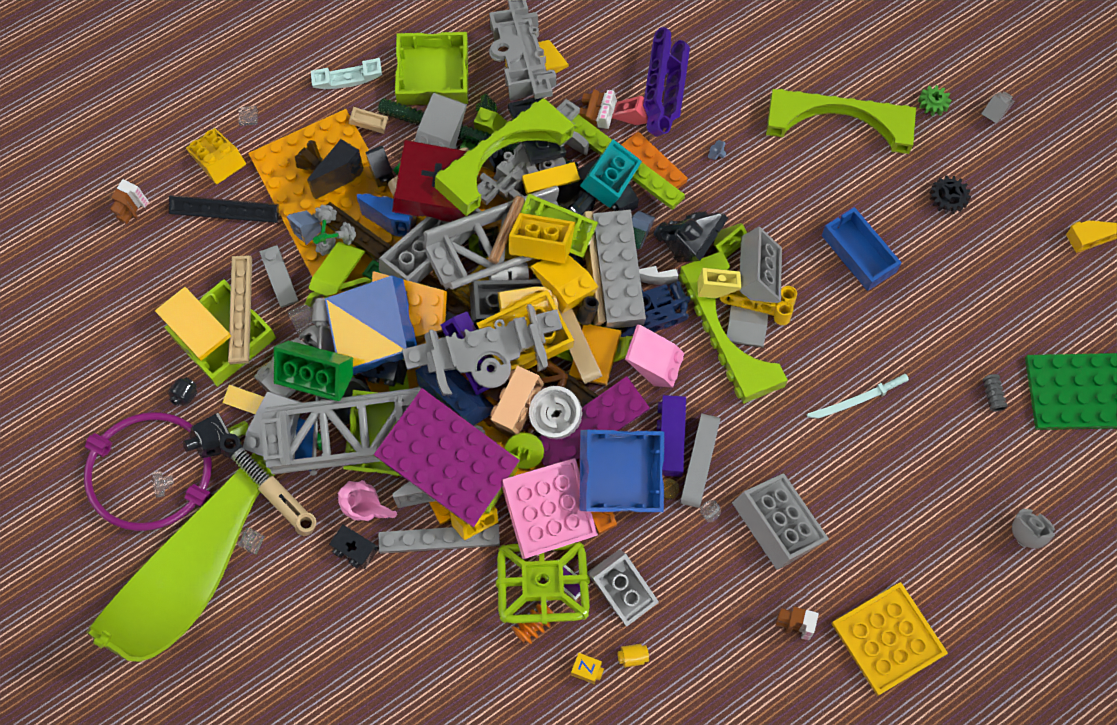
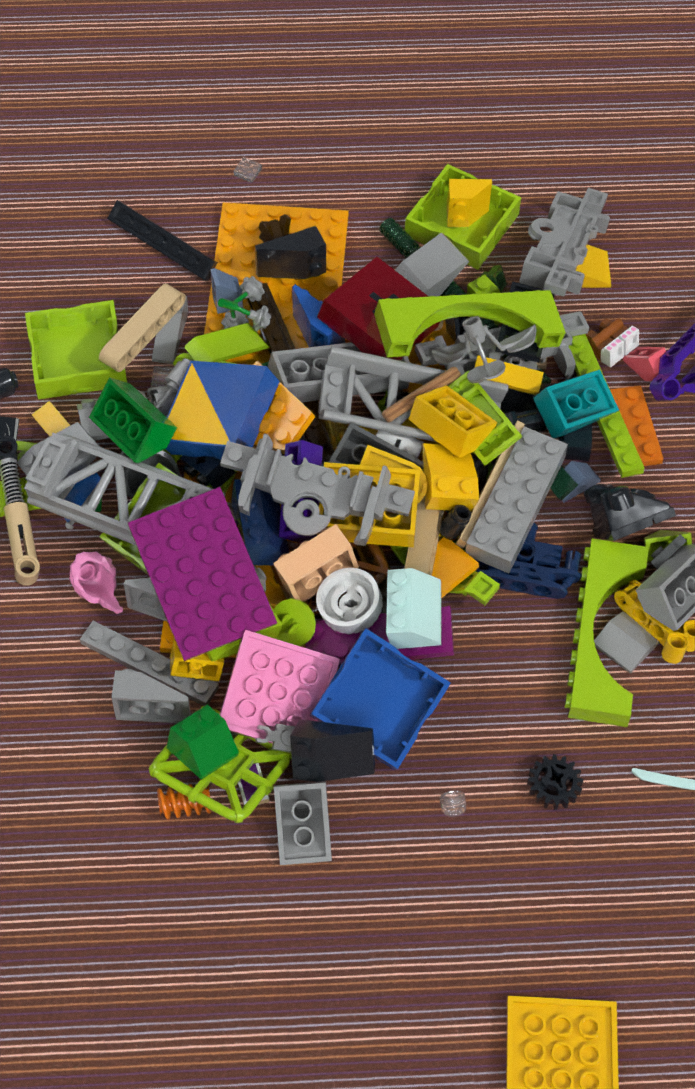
camera: 30 degrees right, 10 degrees down
(127, 200) = (74, 184): dark orange hips -> none
(193, 323) = (53, 322): yellow tile -> none
(216, 155) = (189, 189): yellow slope -> none
(240, 310) = (88, 357): tan tile -> none
(264, 290) = (142, 327): none -> tan beam
(344, 539) = (52, 608): black brick -> none
(346, 77) = (369, 183): light aqua slope -> none
(368, 120) = (363, 232): tan tile -> none
(379, 166) = (339, 269): black slope -> none
(429, 56) = (467, 201): none -> yellow slope
(458, 568) = (146, 699): none -> light grey slope
(506, 182) = (476, 333): none -> light grey plant
(525, 577) = (202, 742): none -> green slope
(572, 537) = (279, 737): none -> light grey plate
(587, 668) = (207, 879): yellow brick -> none
(606, 393) = (413, 609): none -> light aqua slope
(613, 528) = (331, 751): none -> black slope
(633, 655) = (265, 896): yellow brick -> none
(652, 276) = (554, 534): white slope -> none
(654, 357) = (496, 608): bright pink slope -> none
(671, 489) = (423, 755): clear yellow tile -> none
(673, 425) = (463, 702): dark purple brick -> none
(700, 460) = (477, 745): light grey beam -> none
(717, 283) = (617, 571): light yellow slope -> none
(734, 250) = (662, 554): none -> dark grey plate
(772, 460) = (549, 790): none -> black gear
(780, 521) = (523, 857): light grey slope -> none
(798, 620) = (469, 968): dark orange hips -> none

